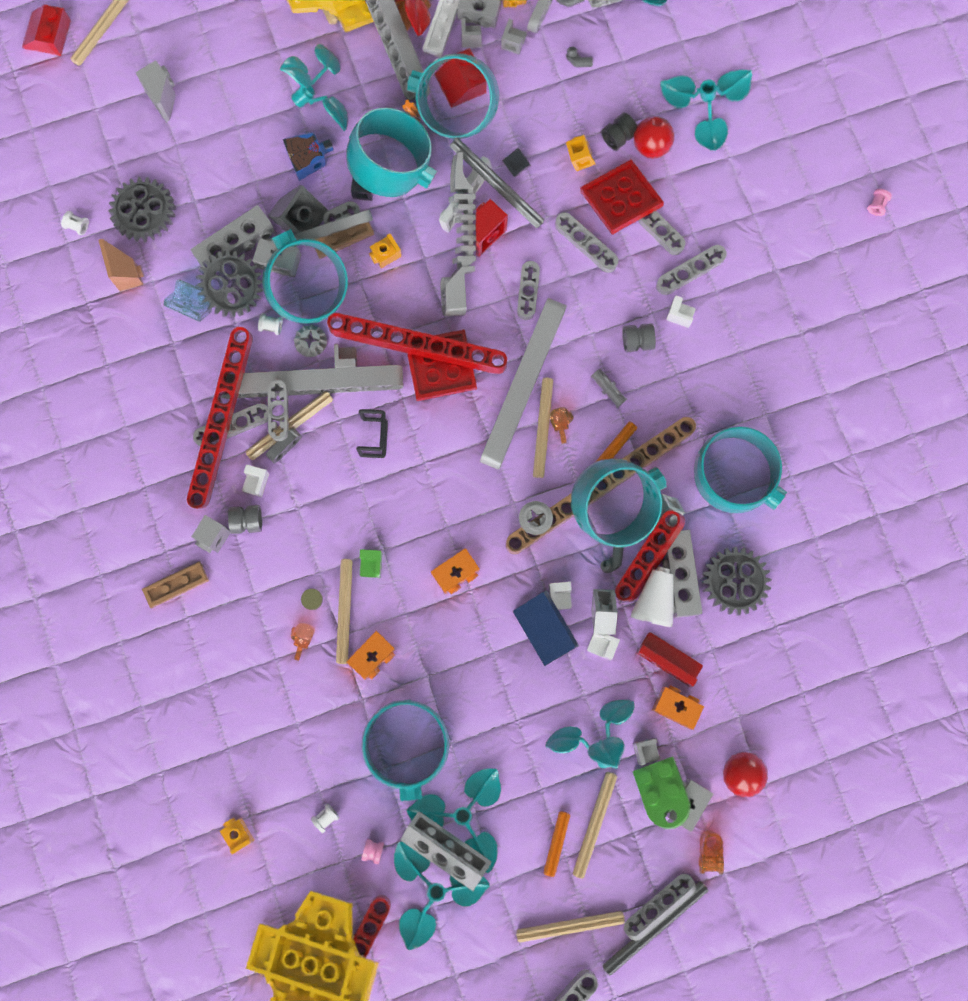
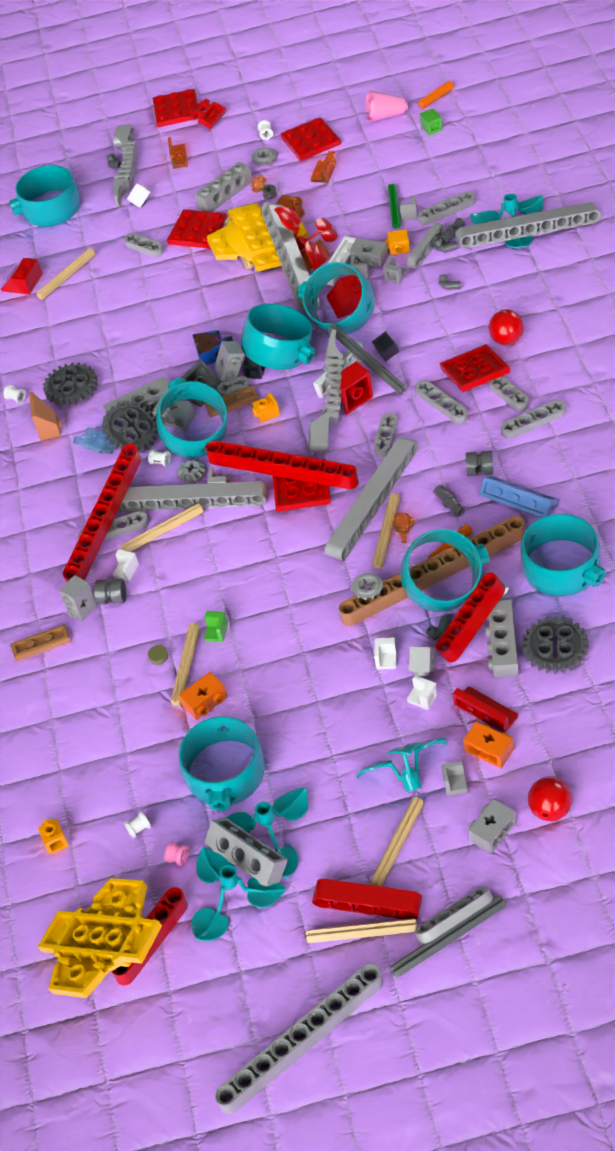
camera: 20 degrees right, 30 degrees down
(158, 87) = (99, 305): light grey slope -> none
(272, 396) = (156, 516): light grey beam -> none
(280, 448) = (154, 540): dark grey beam -> none
(299, 72) = (217, 307): teal plant -> none
(302, 637) = (143, 683): clear orange piece -> none
(334, 184) = (228, 360): none -> light grey brick
(336, 226) = (233, 387): light grey beam -> none
(383, 434) = (236, 526): black piece -> none
(411, 109) = (298, 305): orange axle -> none
(443, 572) = (290, 633): orange brick -> none
(545, 628) = (367, 675): dark blue tile -> none
(556, 844) = (357, 855): orange axle -> none
(573, 894) = (367, 899): none -> red beam
(580, 152) = (442, 341): light orange brick -> none
(618, 132) = (476, 325): pearl dark grey wheel -> none
(656, 599) = (473, 652): white cone -> none
(663, 792) = (465, 808): bright green plate -> none
(680, 313) = (518, 449): white panel -> none
(681, 89) = (560, 328): teal plant -> none
(682, 382) = (517, 496): none -> medium blue fence
(711, 858) = (510, 871): clear orange piece -> none

